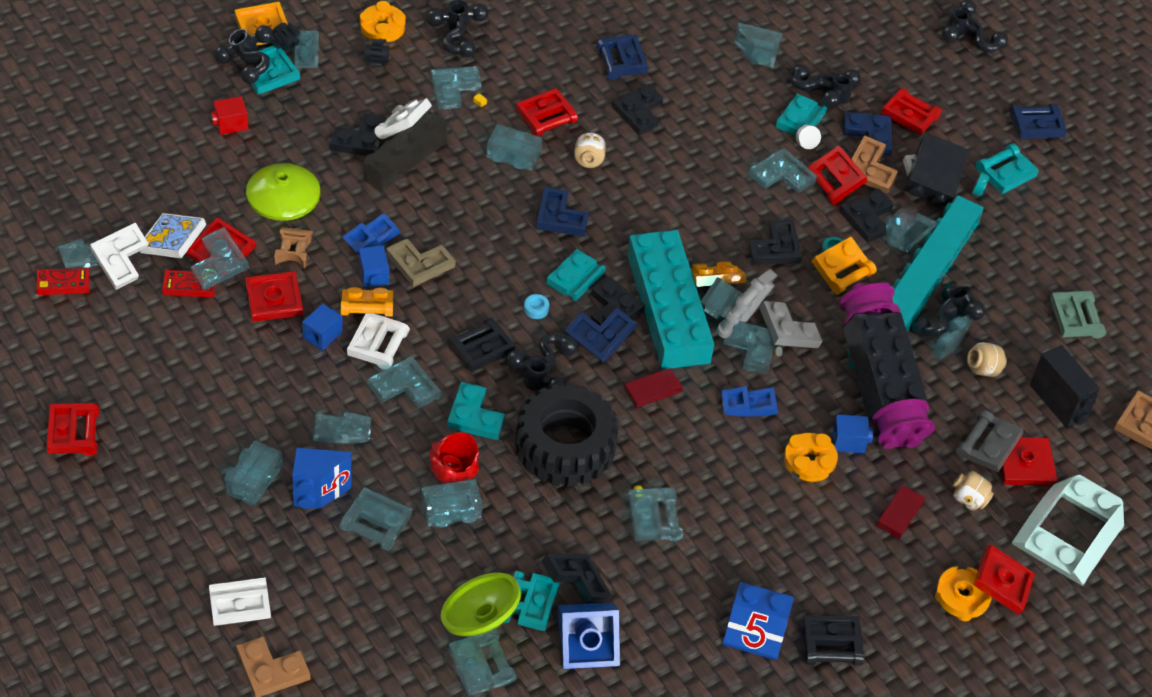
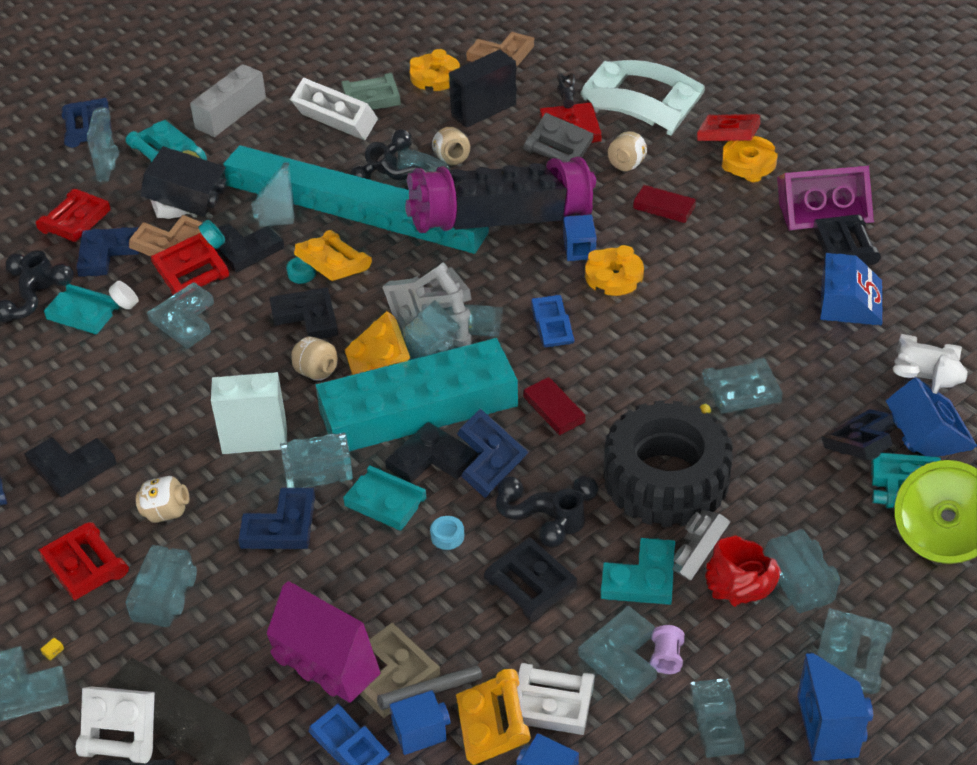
camera: 90 degrees left, 5 degrees down
(398, 274) = (436, 684): none -> dark grey piece
(400, 408) = (666, 655): none -> lavender bush
(437, 217) = (321, 643): none -> magenta slope
(485, 434) = (703, 534): none -> light grey plate
(610, 233) = (316, 461): none -> clear light blue brick
(652, 637) = (930, 363): none -> white animal
(653, 190) = (249, 412): none -> light aqua brick
(721, 242) = (314, 358): none -> tan head
(865, 183) = (212, 233): none -> teal tile
(893, 635) = (824, 195): none -> magenta slope
(982, 117) = (102, 144): none -> clear light blue plate
(1039, 278) = (334, 108): none -> white brick
(1061, 210) = (228, 100): none -> light grey brick
(1069, 462) = (566, 93): none -> black piece
(1118, 357) = (432, 70): none -> light orange plate

